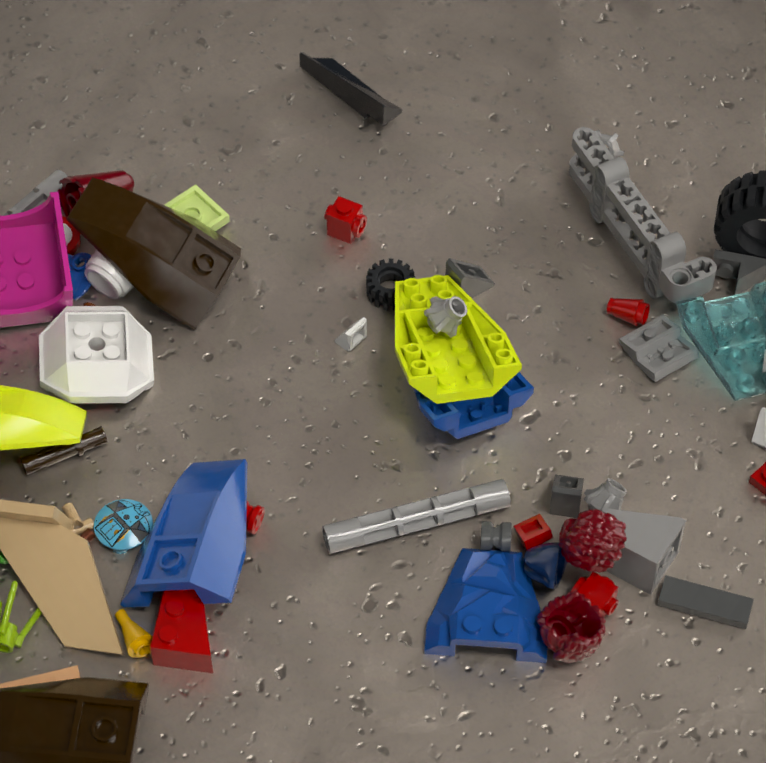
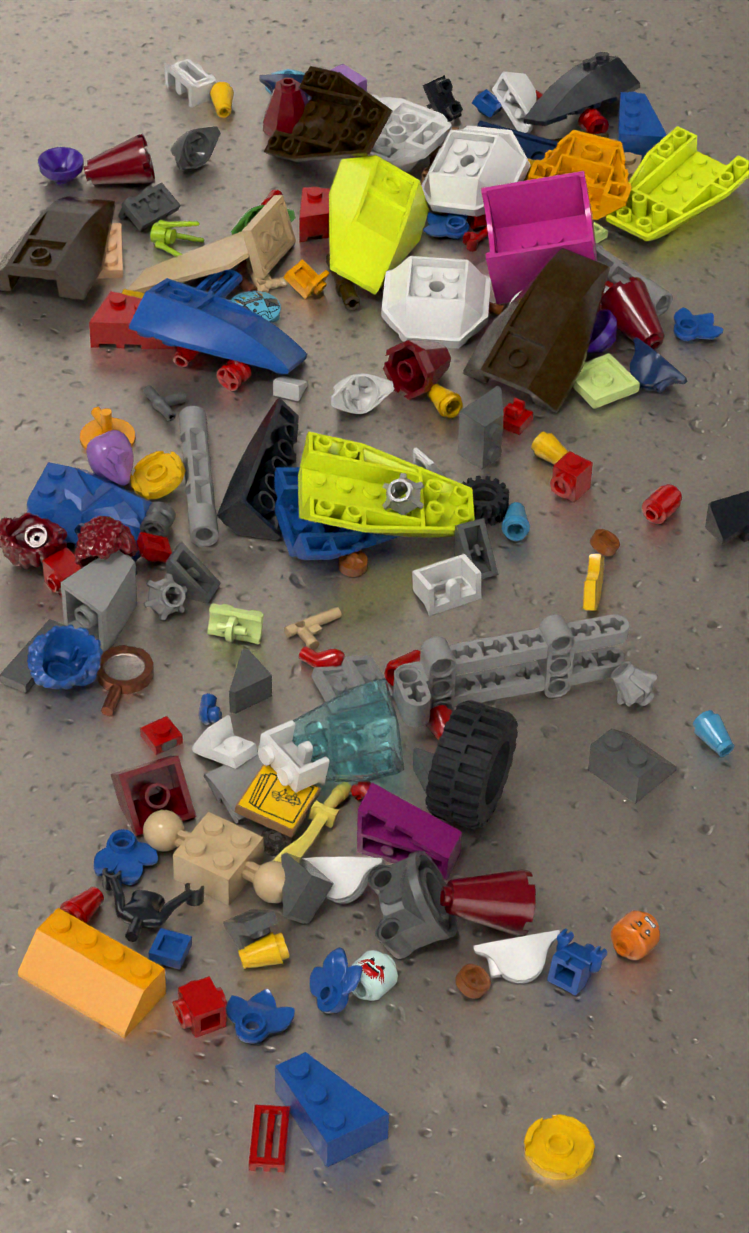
camera: 100 degrees right, 10 degrees down
(73, 479) = (305, 279): none -> light orange bracket
(88, 159) = (695, 326): none -> blue plate
(108, 576) = (224, 285): none -> blue tile
(172, 178) = (652, 369): none -> dark blue hat
(212, 354) = (416, 366): none -> dark red cone
(250, 332) = (446, 401): none -> yellow cone
(255, 467) = (289, 388): none -> white slope
(256, 406) = (360, 393): none -> white hat
(258, 279) = (516, 417): none -> red tile
(302, 283) = (482, 429): none -> dark grey slope
(302, 578) = (163, 403): none -> dark grey piece
(304, 242) = (548, 448): none -> yellow cone
(362, 155) = (662, 503): none -> red brick
(363, 620) = (103, 423): none -> light orange shield
(414, 255) = (515, 523): none -> dark azure cone
(419, 591) = (111, 457): none -> medium lavender piece
(421, 191) = (604, 542): none -> dark orange tile
(423, 461) = (251, 494): none -> black wedge
(426, 551) = (157, 475): none -> yellow tile
(494, 189) = (593, 582): none -> yellow tile
(505, 276) = (448, 576): none -> white window
(593, 391) = (311, 626): none -> tan hose
(621, 441) = (235, 623): none -> yellowish green hips
(632, 101) = (712, 731): none -> dark azure cone
(637, 372) = (326, 658): none -> red arm
(686, 147) = (628, 764): none -> dark grey slope
(690, 420) = (250, 683): none -> dark grey slope
(707, 526) = (123, 671): none -> copper piece
(723, 561) = (64, 658): none -> blue hair
(734, 448) = (208, 711): none -> blue arm

